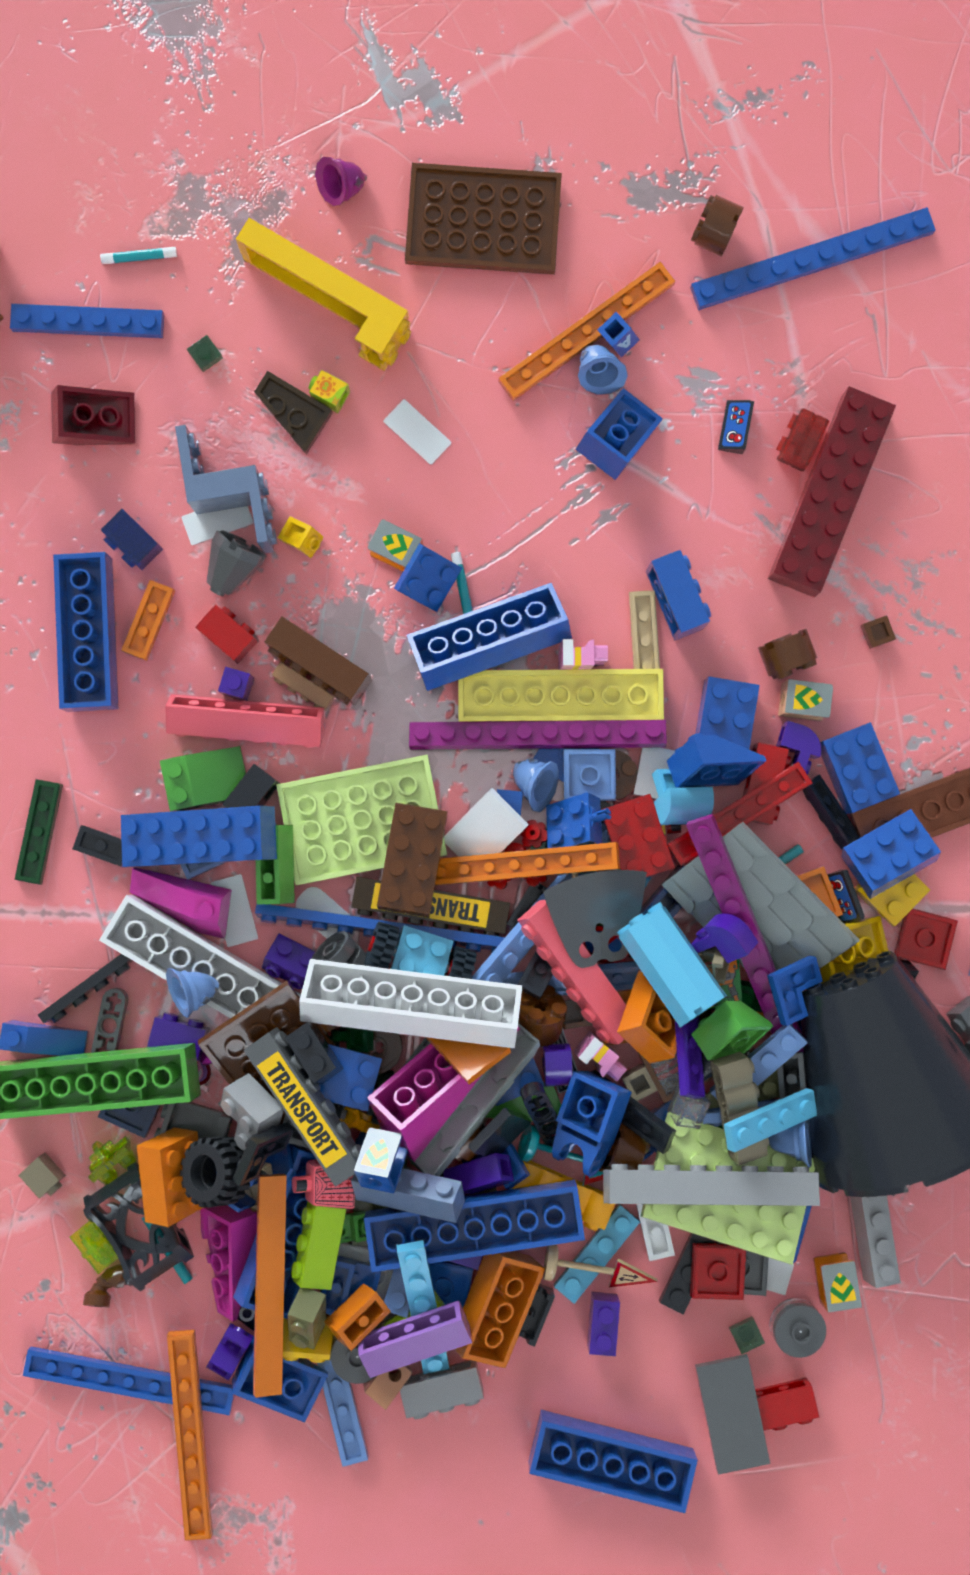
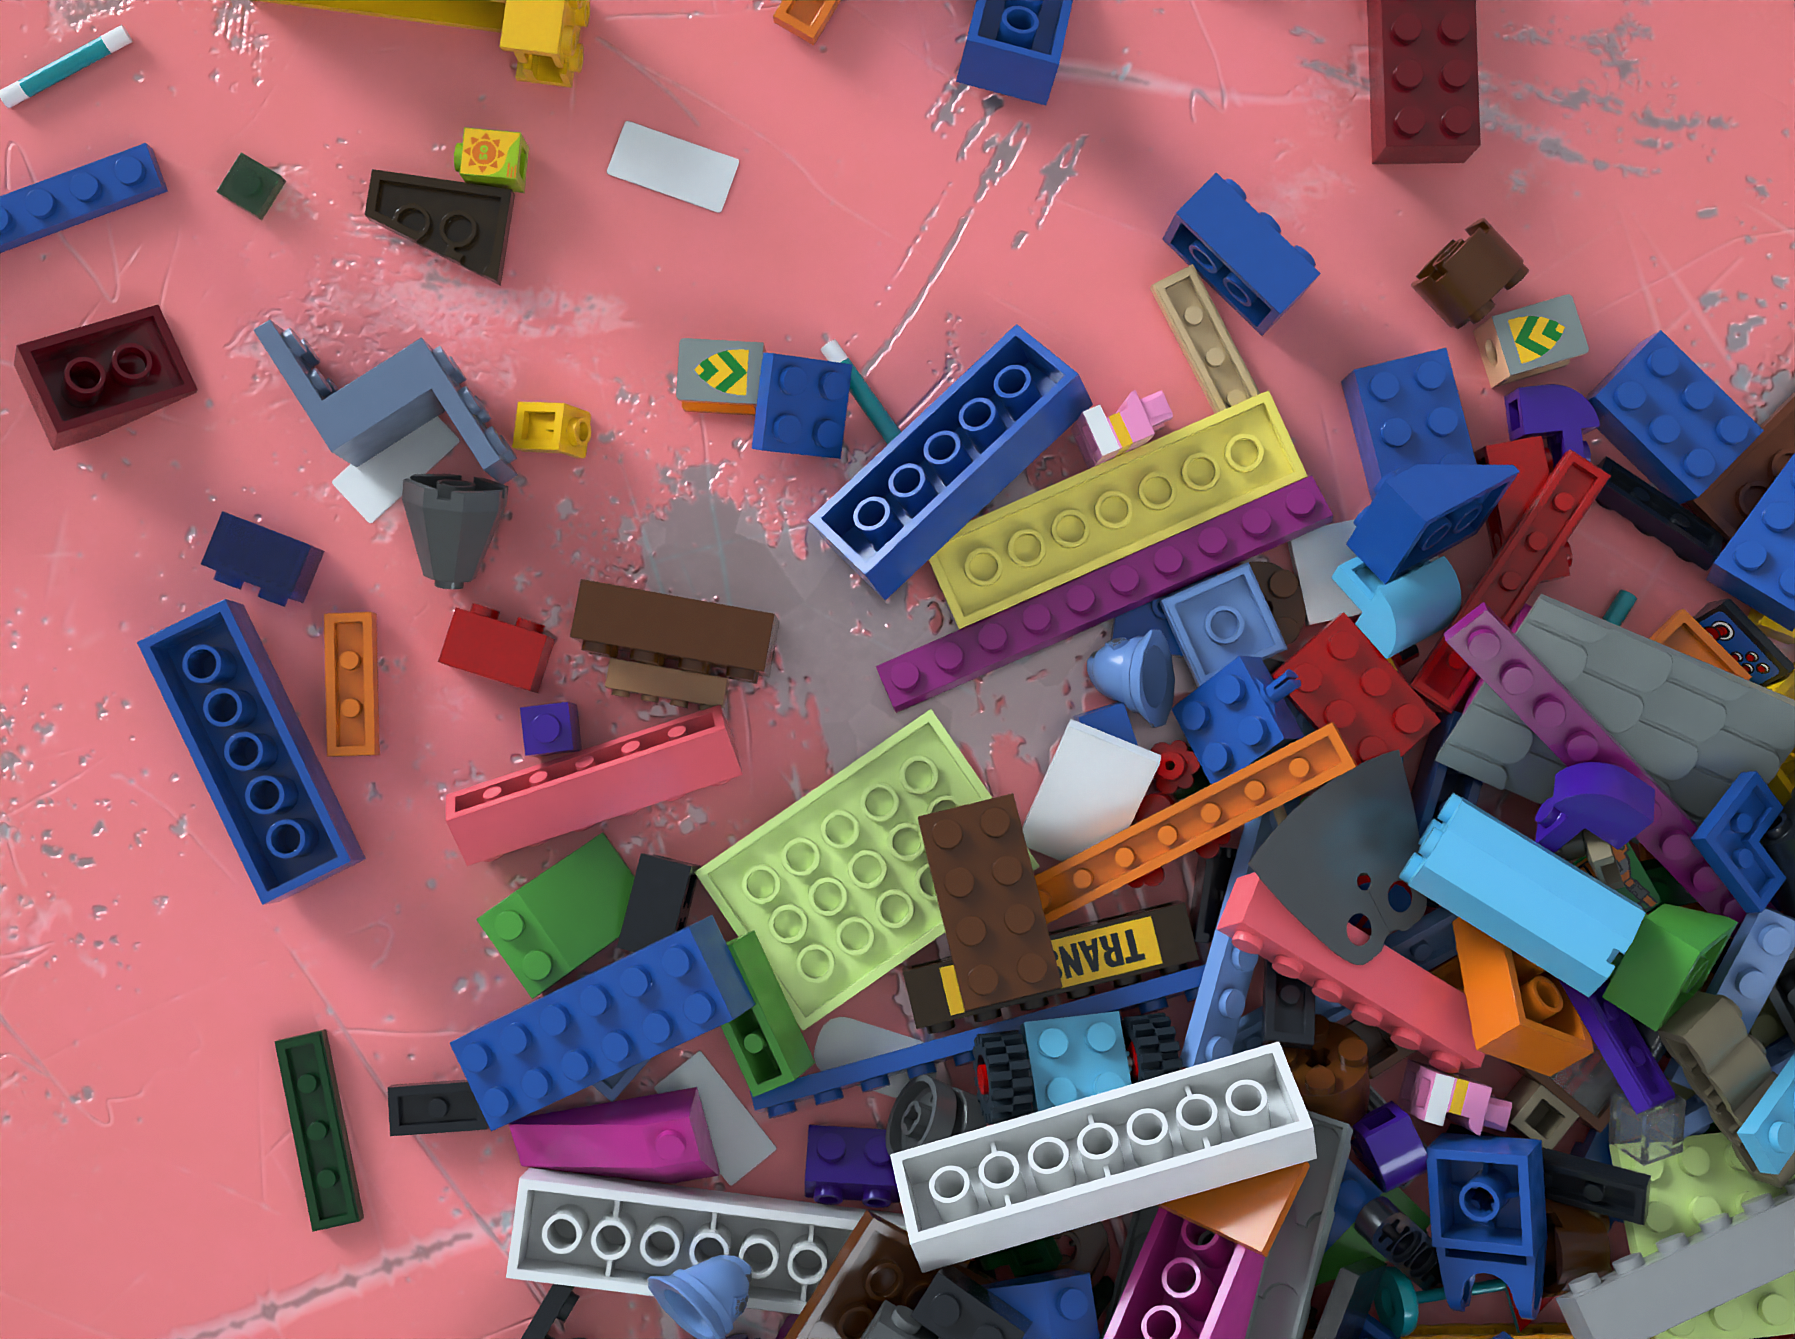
camera: 25 degrees left, 0 degrees up
(878, 632) = (1599, 174): reddish brown plate -> none

